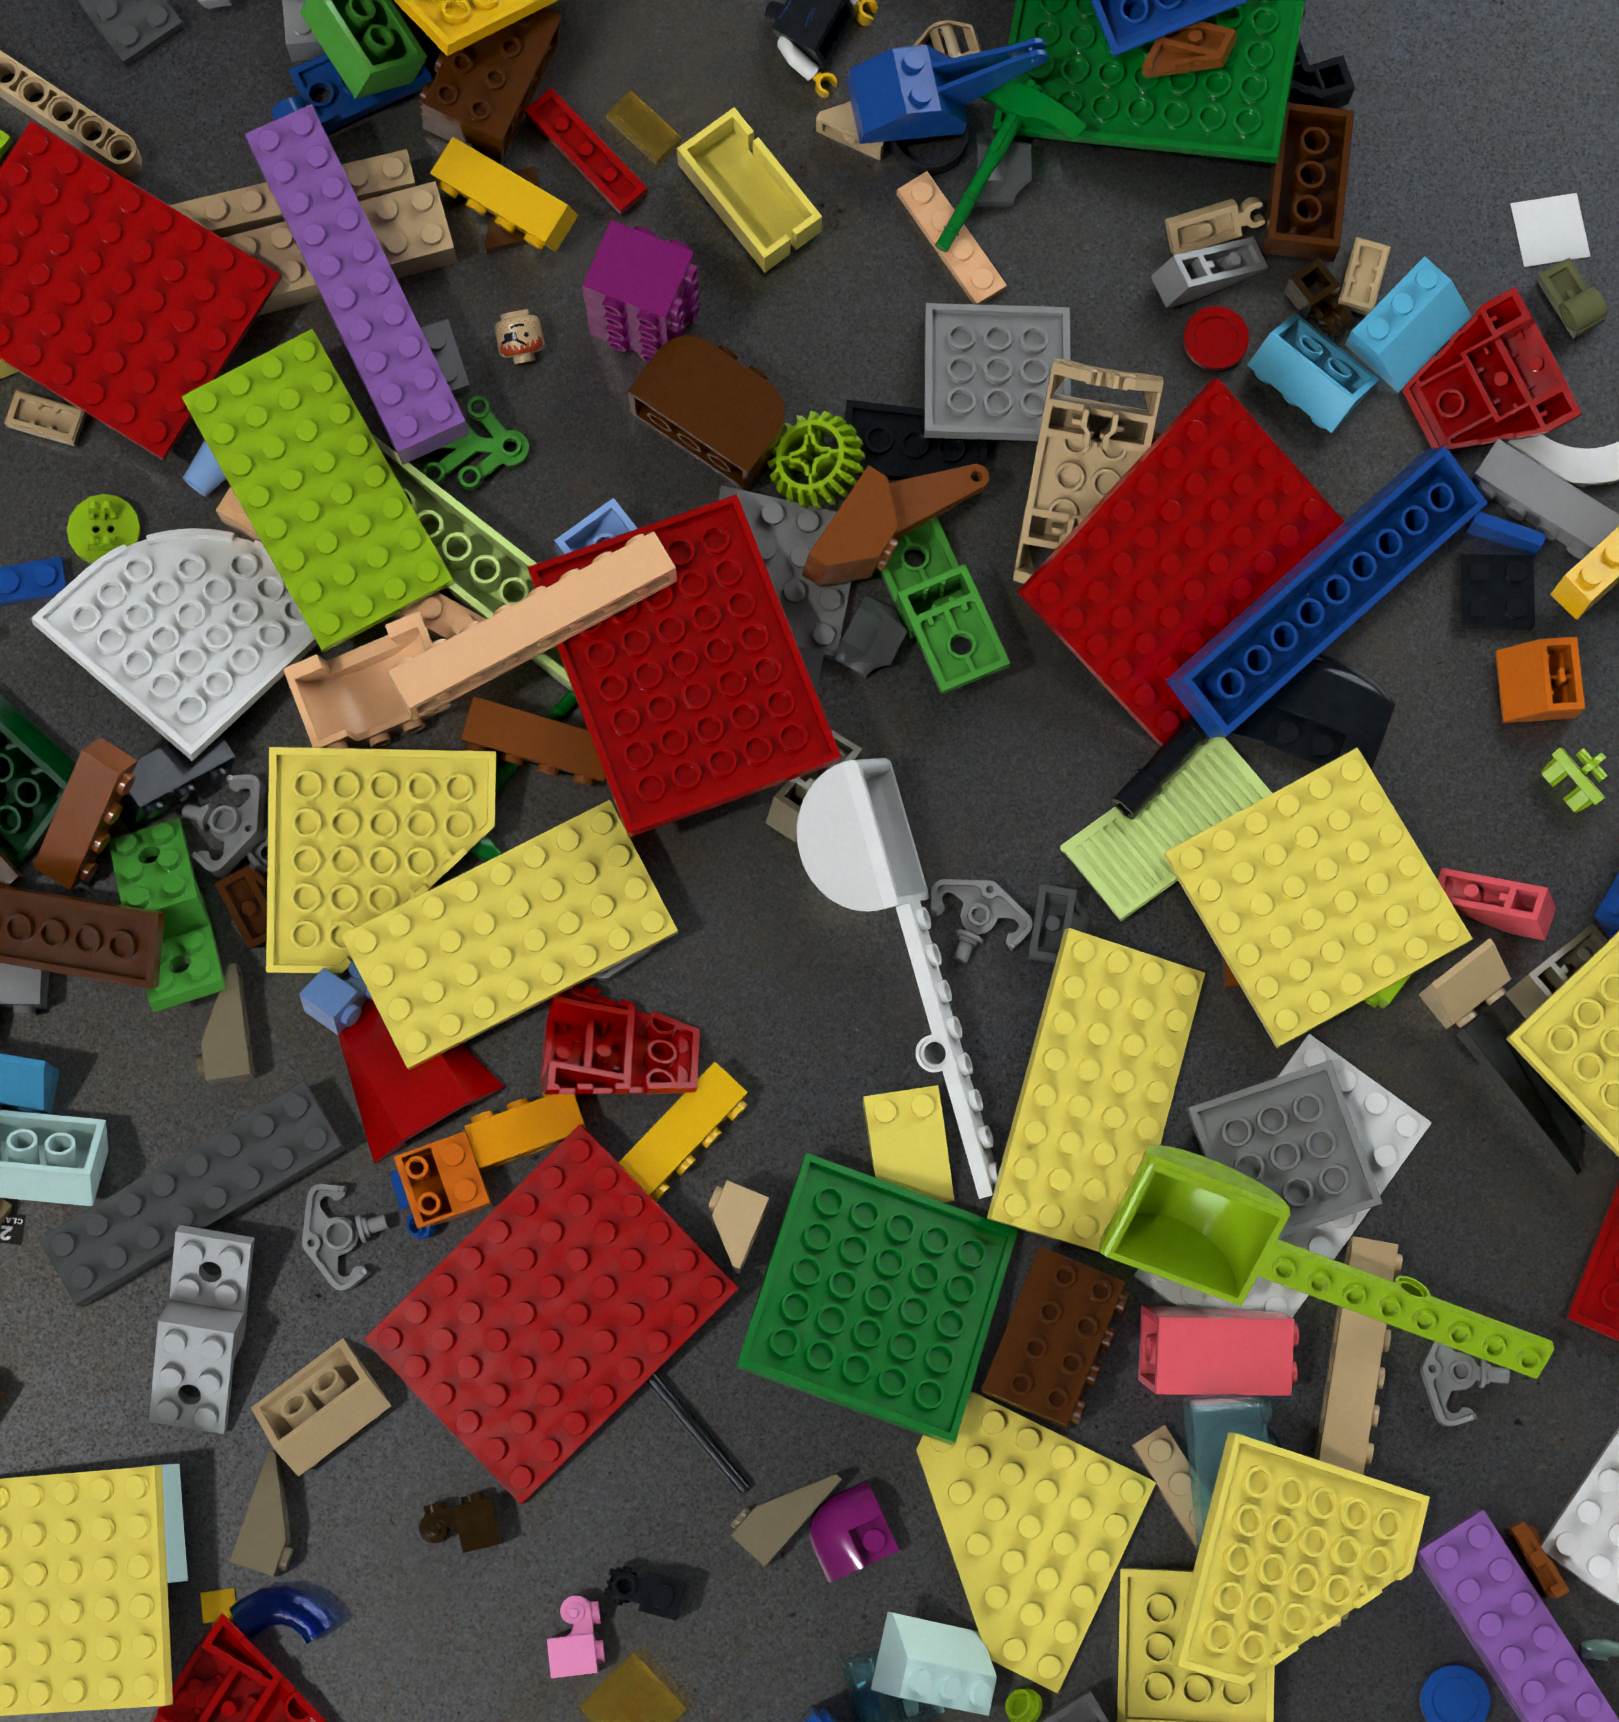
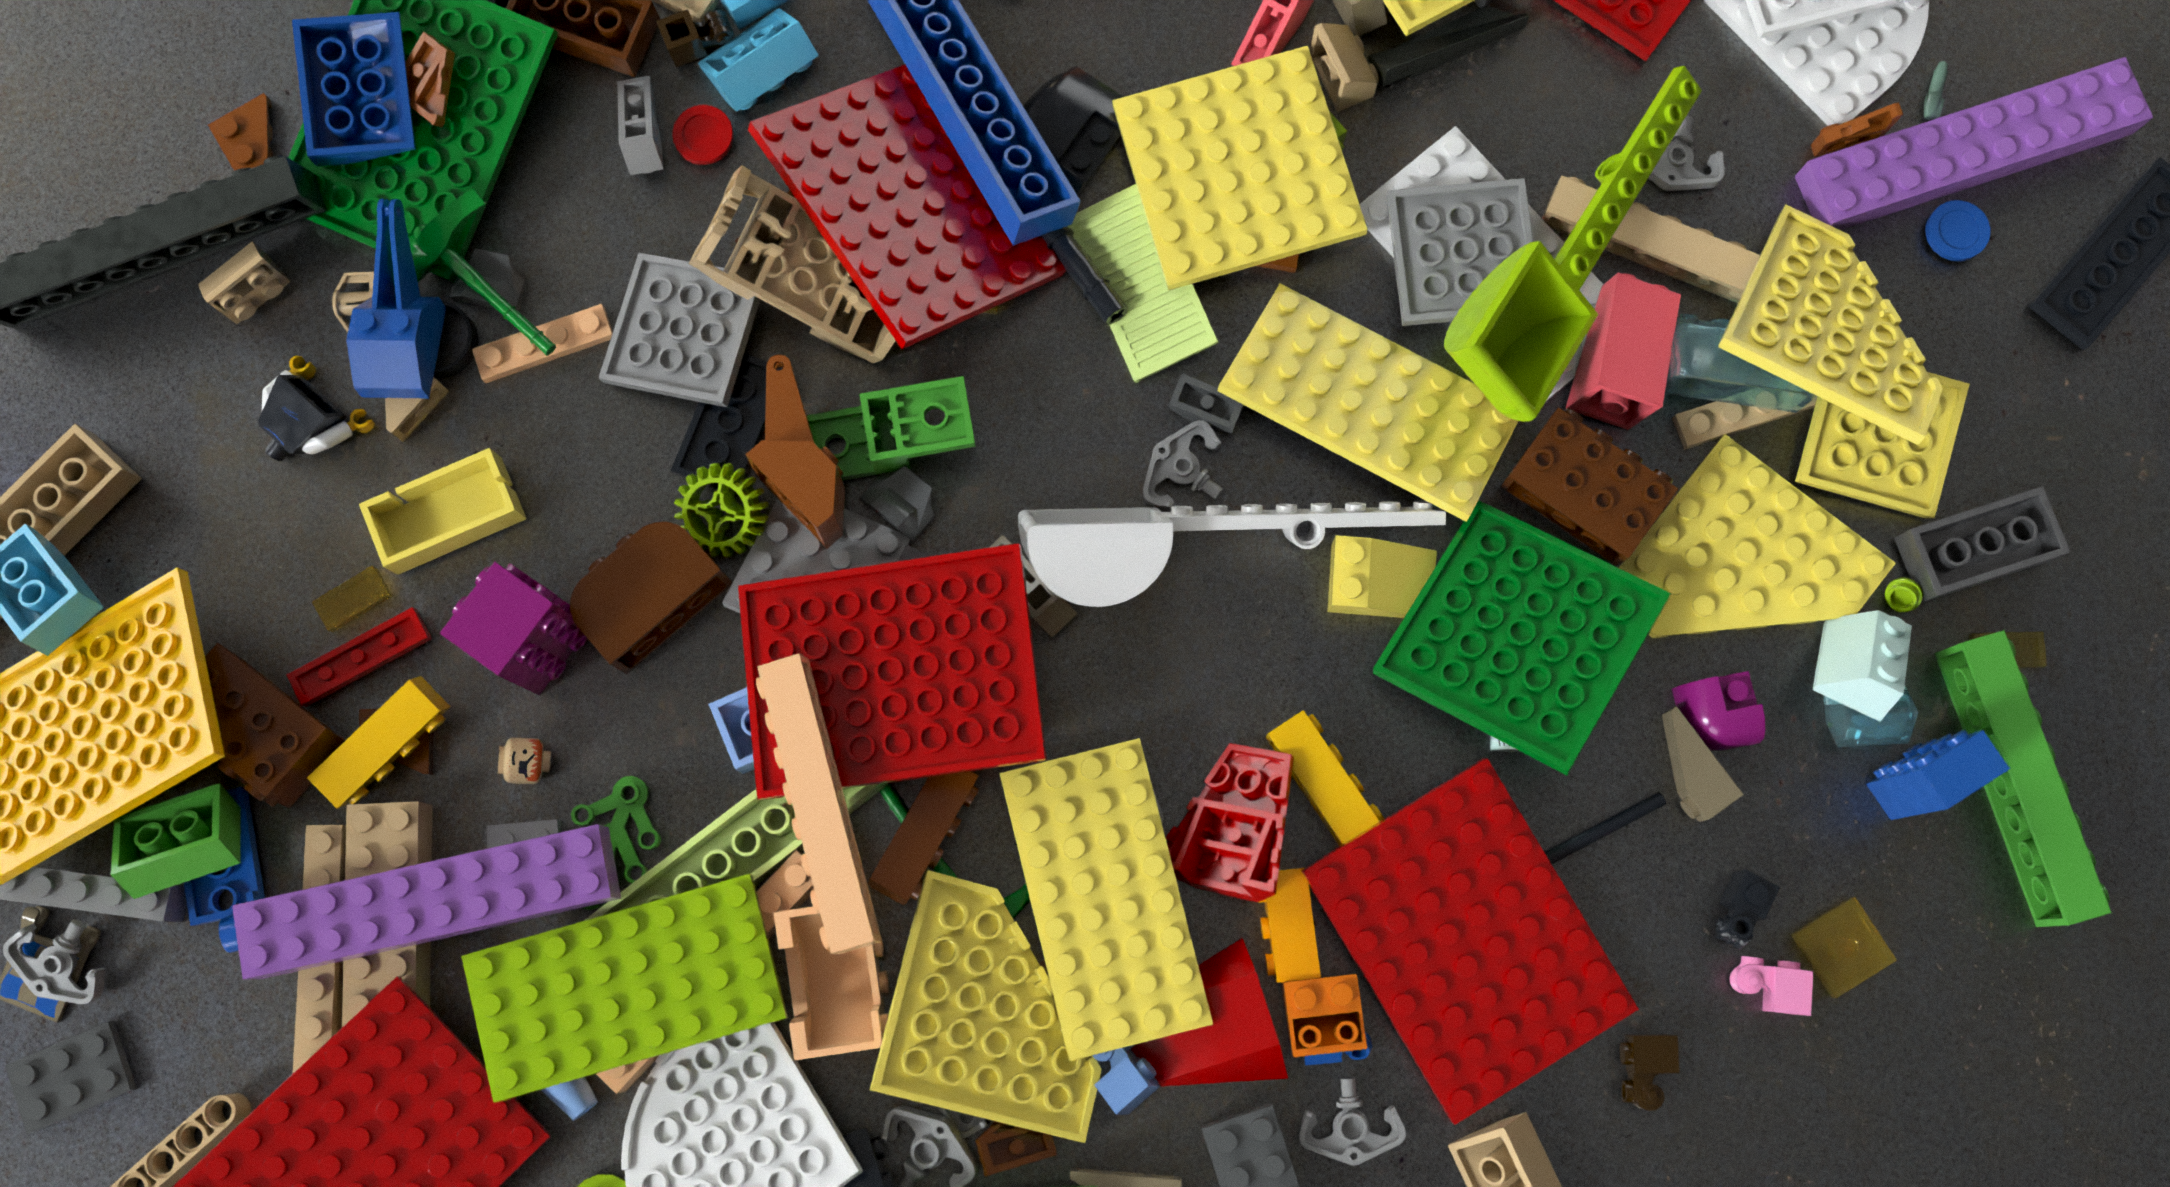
camera: 70 degrees left, 0 degrees up
(737, 1219) = (1423, 745): tan slope -> none
(1211, 225) = (597, 112): tan plate -> none

